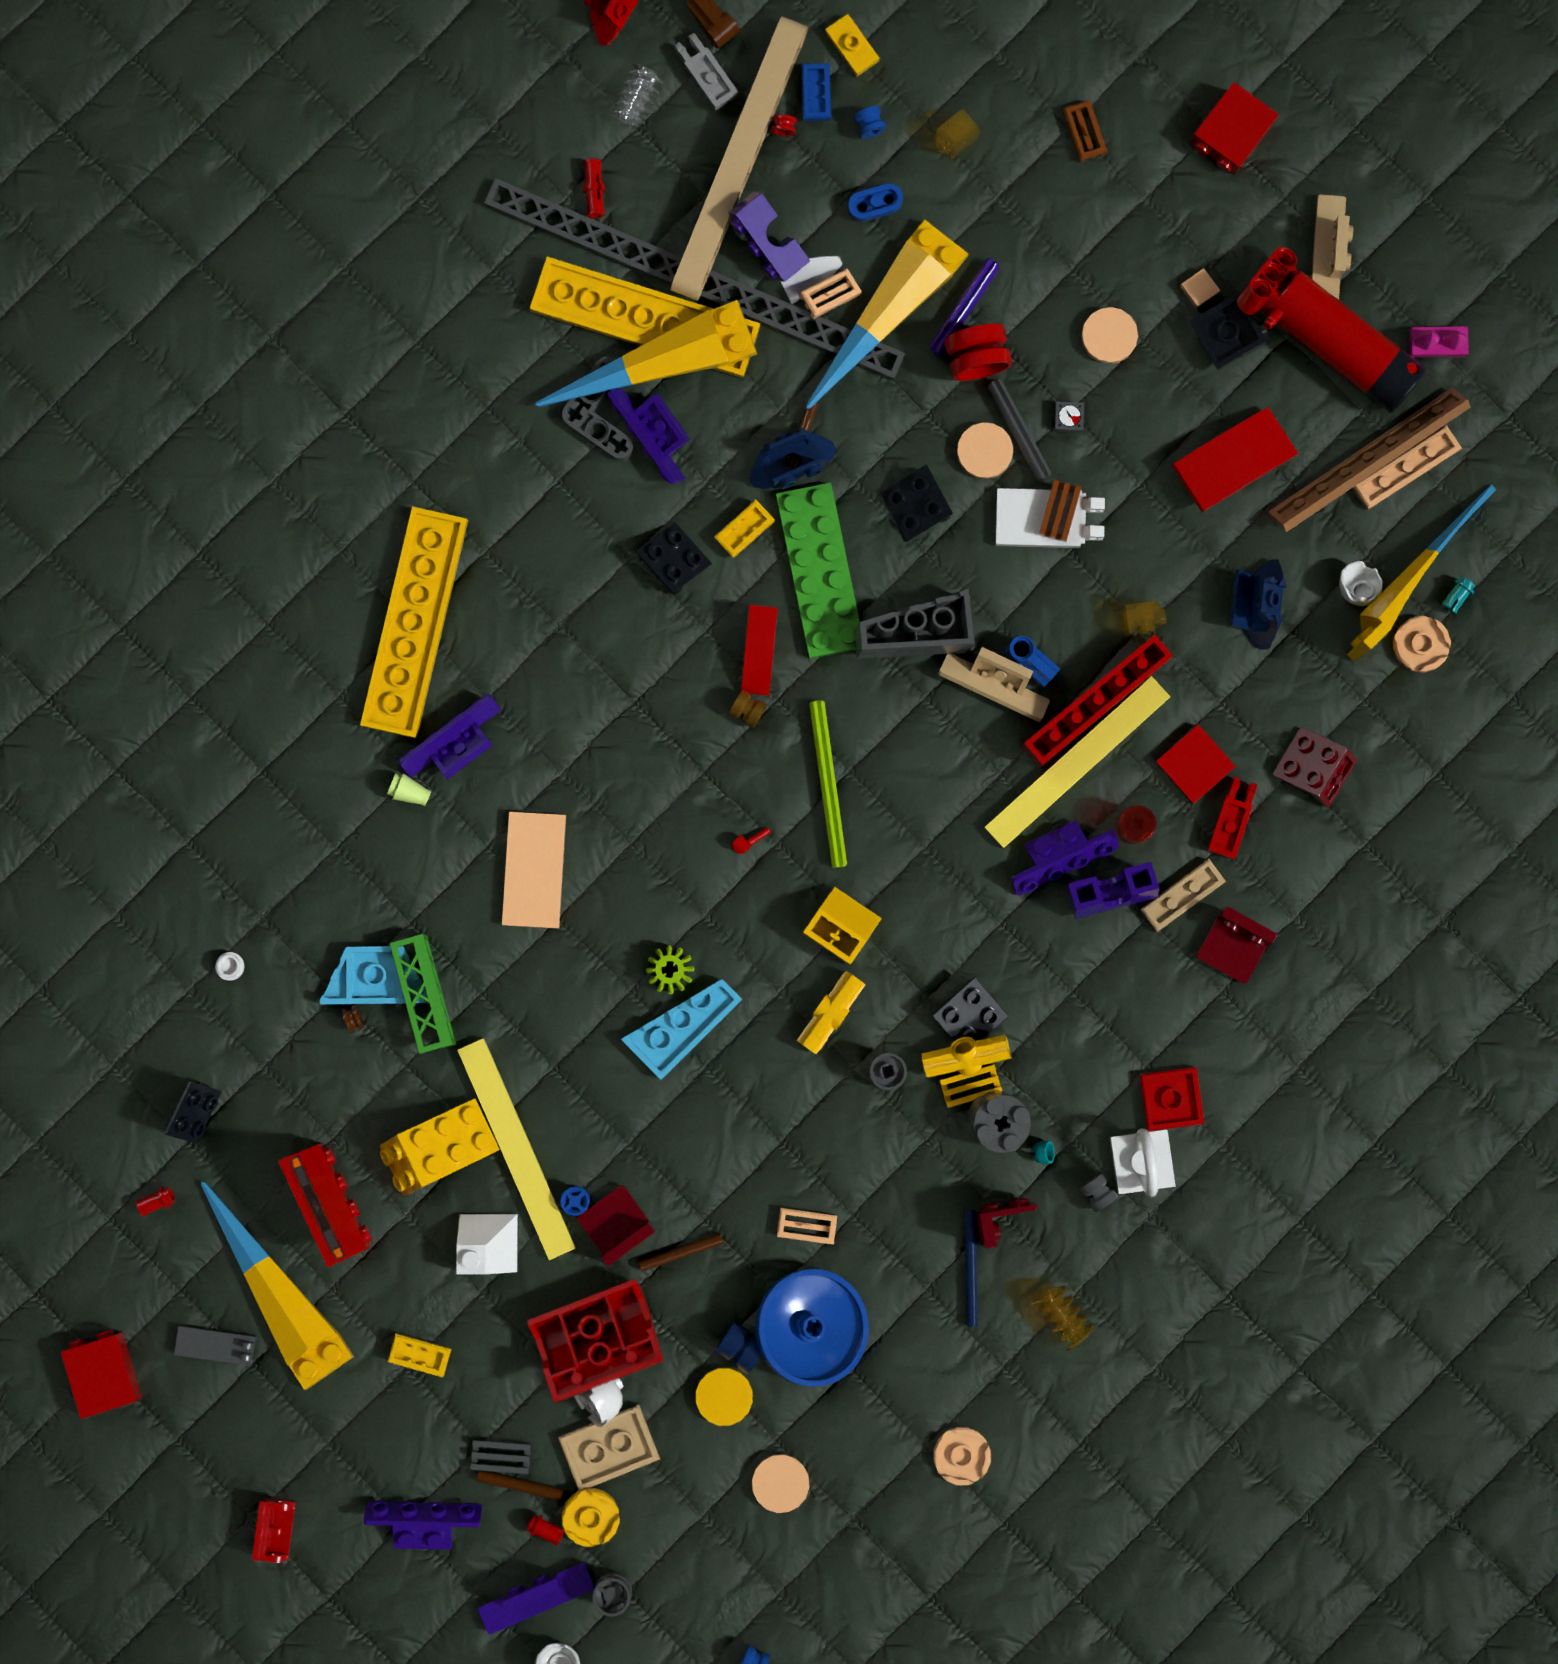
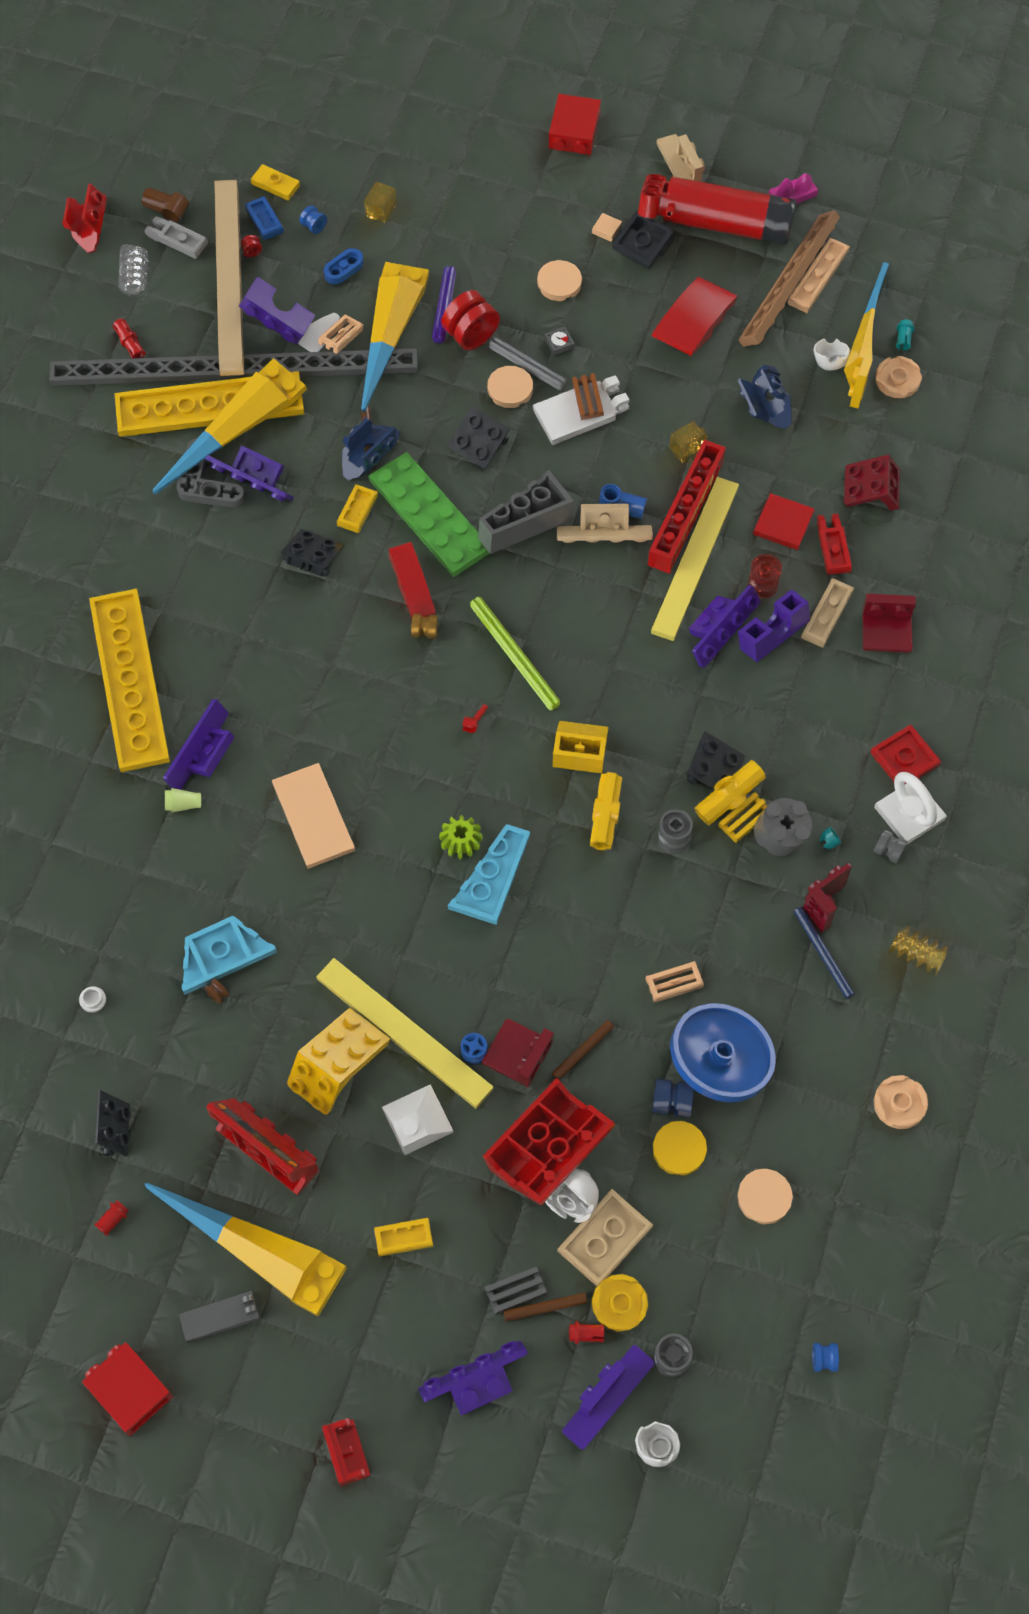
camera: 25 degrees left, 20 degrees down
(433, 990) = (274, 939): bright green fence -> none
(1092, 153) = (467, 171): dark orange tile -> none

